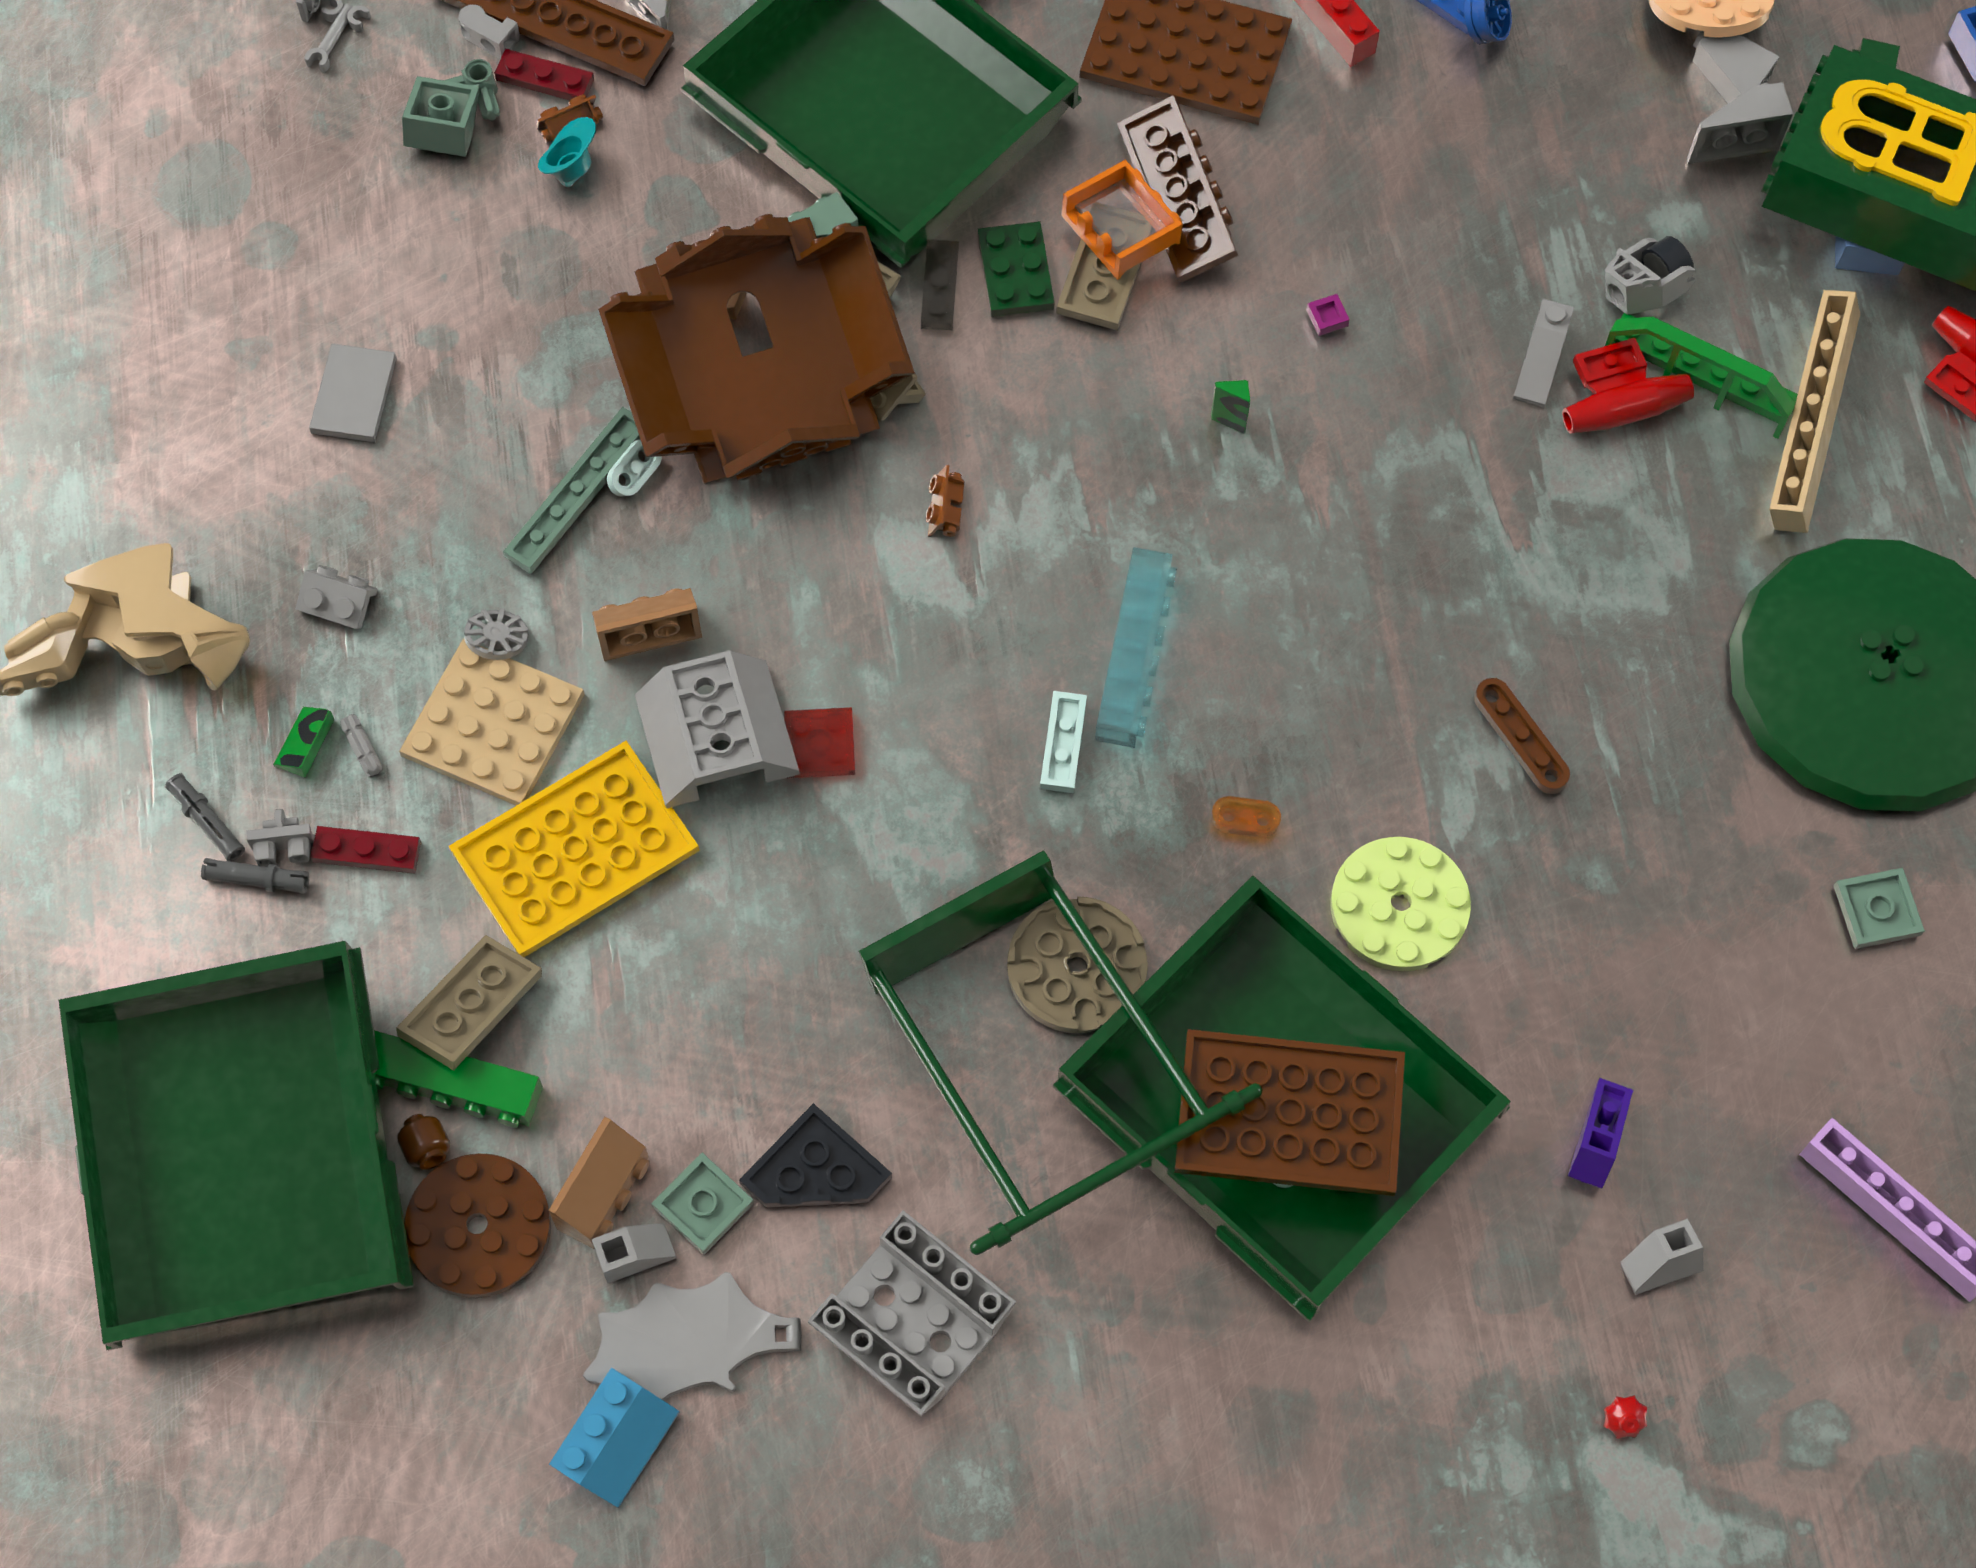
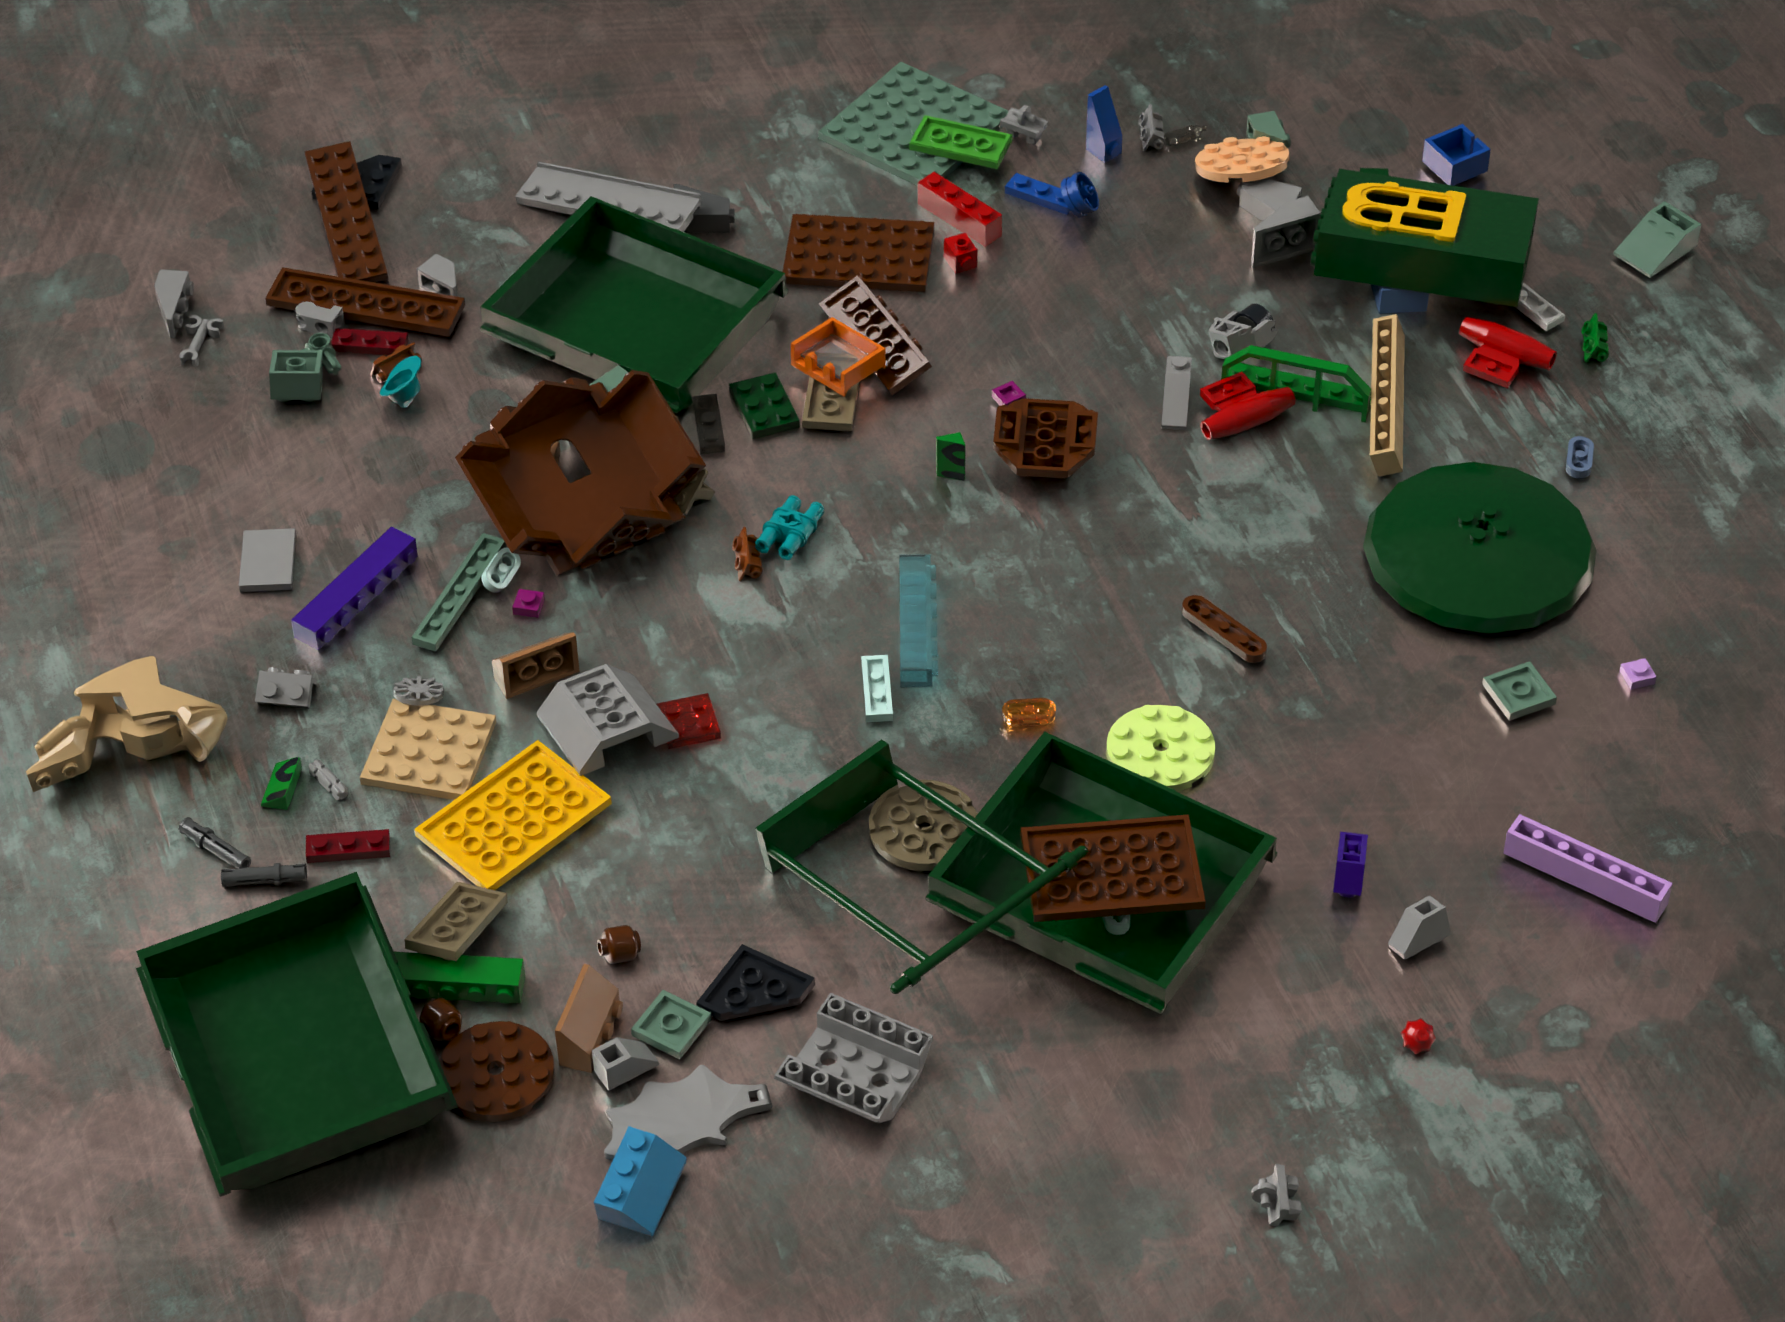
camera: 10 degrees left, 20 degrees down
(280, 835) = (280, 846): light grey hips -> none
(449, 460) = (354, 588): none -> dark purple brick
(659, 521) = (528, 603): none -> magenta plate
(663, 1071) = (619, 944): none -> reddish brown head
(1006, 470) = (789, 527): none -> teal pin
(1315, 76) = (960, 253): none -> red brick
(1365, 370) = (1045, 437): none -> reddish brown piece

